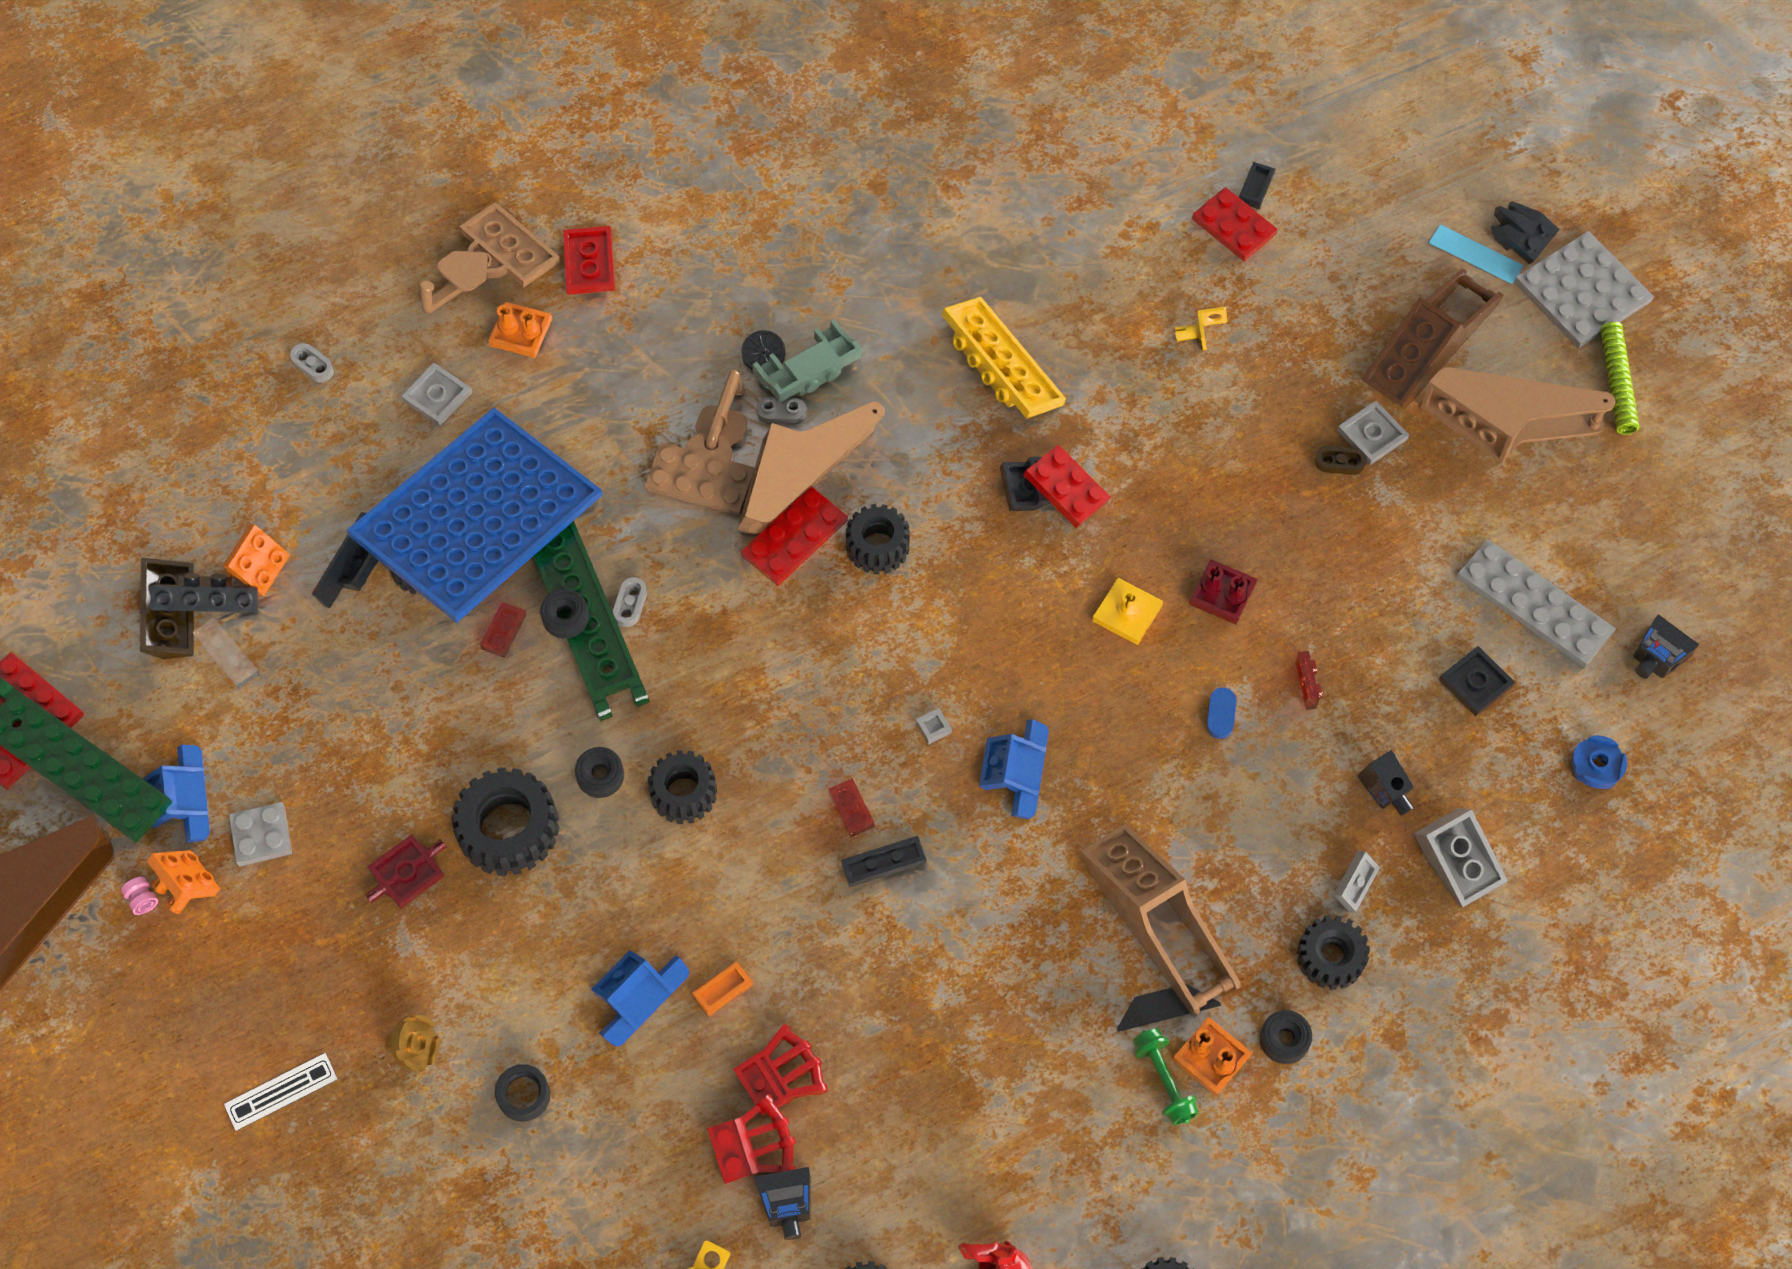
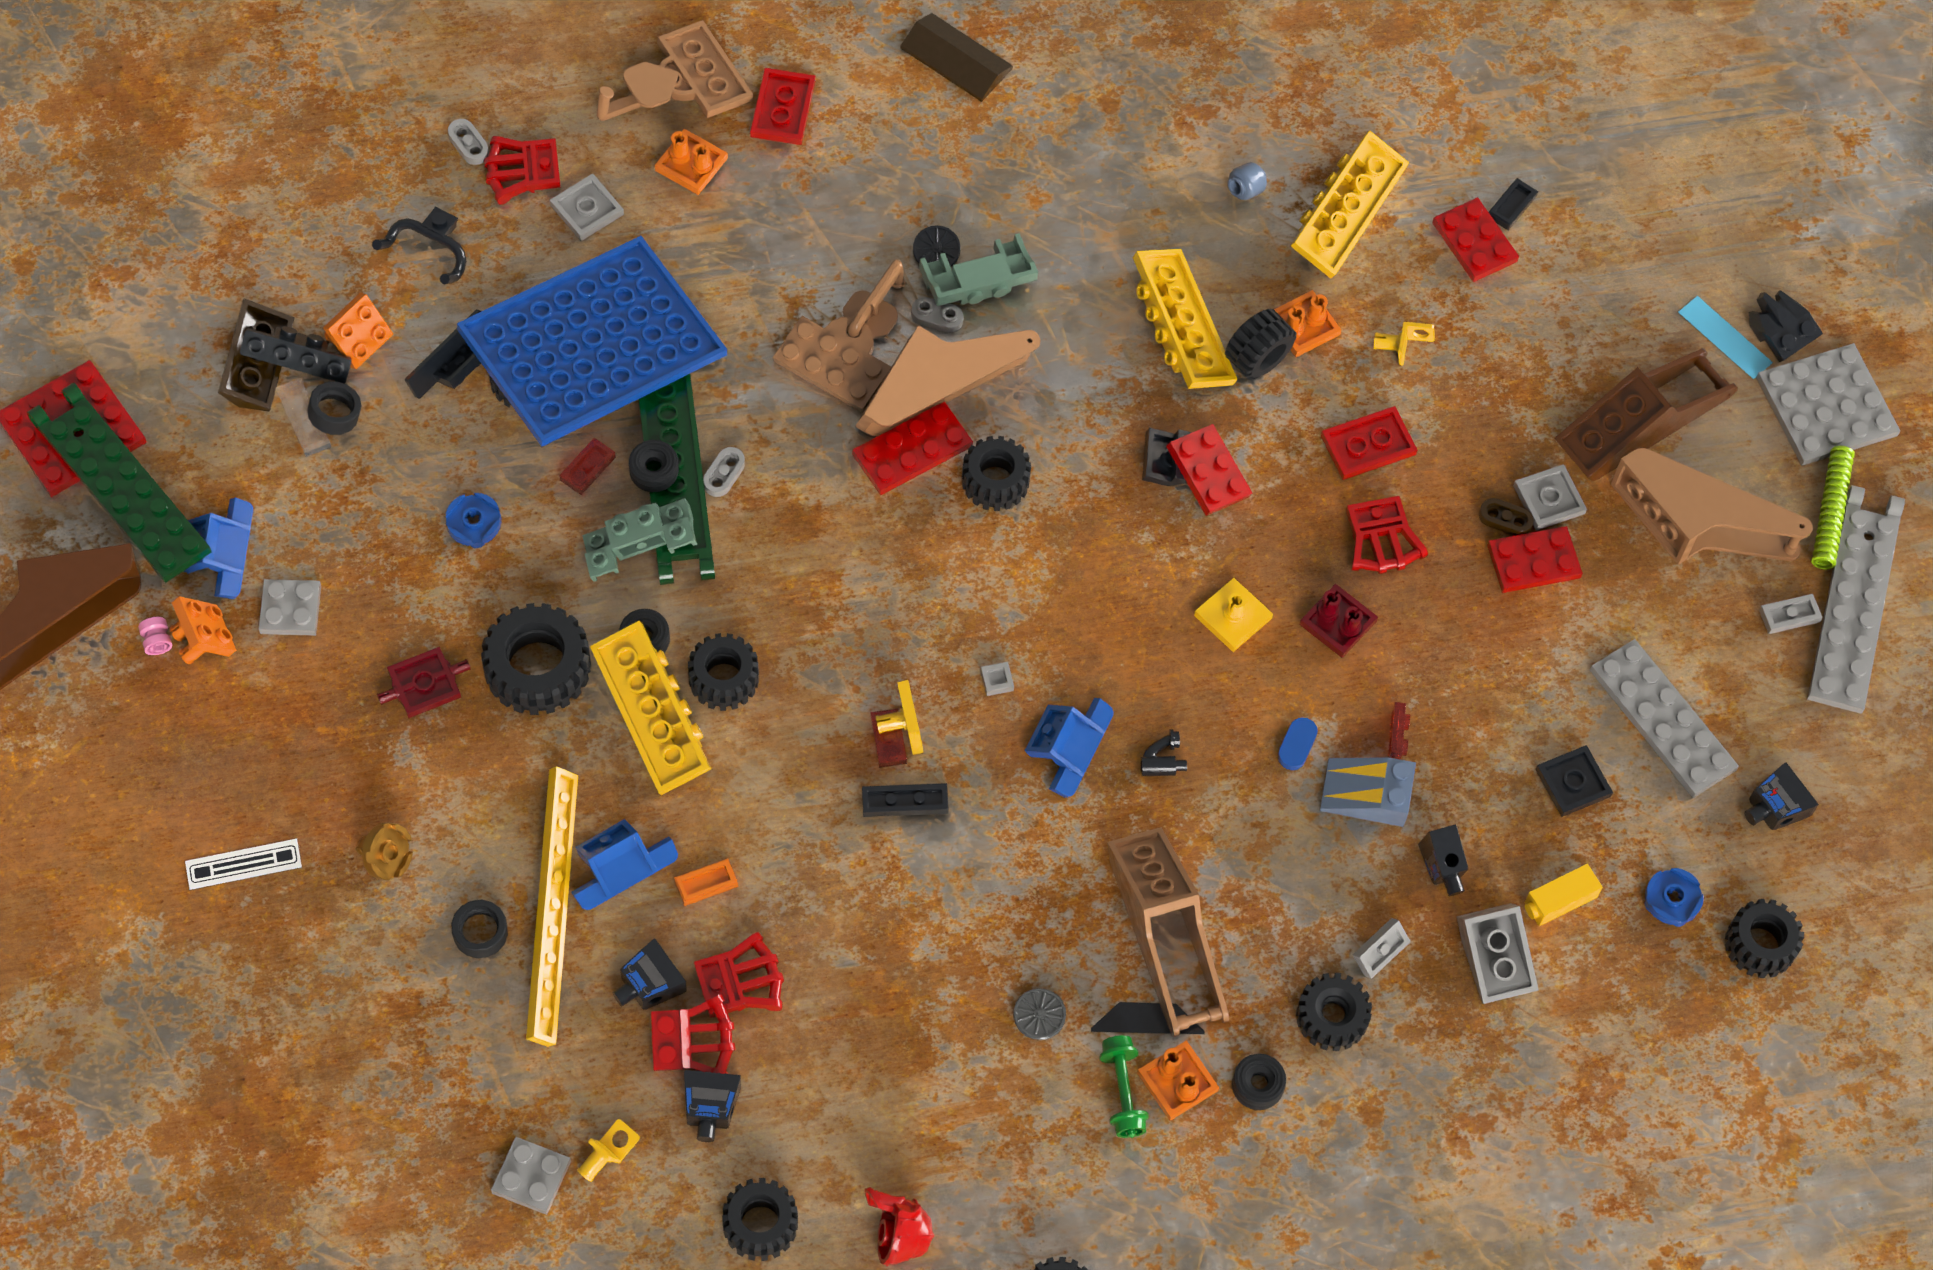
camera: 10 degrees right, 0 degrees up
(247, 621) = (330, 424): none -> black tyre
(302, 447) = (435, 227): none -> black piece
(383, 369) = (539, 169): none -> red plate
(414, 720) = (473, 534): none -> blue plate
(567, 679) = (637, 533): none -> sand green bracket
(585, 1054) = (552, 907): none -> yellow plate
(626, 838) = (652, 707): none -> yellow plate
(696, 1096) = (649, 978): none -> black torso
(730, 178) = (955, 56): none -> dark brown slope
(862, 786) = (905, 719): none -> yellow tile
(1021, 223) = (1247, 181): none -> sand blue head
(1066, 1028) = (1039, 1014): none -> dark grey wheel
(1079, 362) = (1260, 344): none -> black tyre
(1107, 766) = (1162, 765): none -> black plant
(1110, 334) = (1310, 321): none -> orange plate
(1115, 220) = (1348, 203): none -> yellow plate
(1199, 425) = (1368, 442): none -> red plate
(1231, 490) = (1379, 519): none -> red plate
(1299, 737) = (1369, 788): none -> sand blue slope
(1376, 491) = (1534, 559): none -> red plate
(1501, 787) = (1562, 895): none -> yellow brick
(1614, 481) = (1790, 613): none -> light grey plate
(1667, 458) = (1855, 604): none -> light grey hinge
(1701, 762) = (1774, 920): none -> black tyre

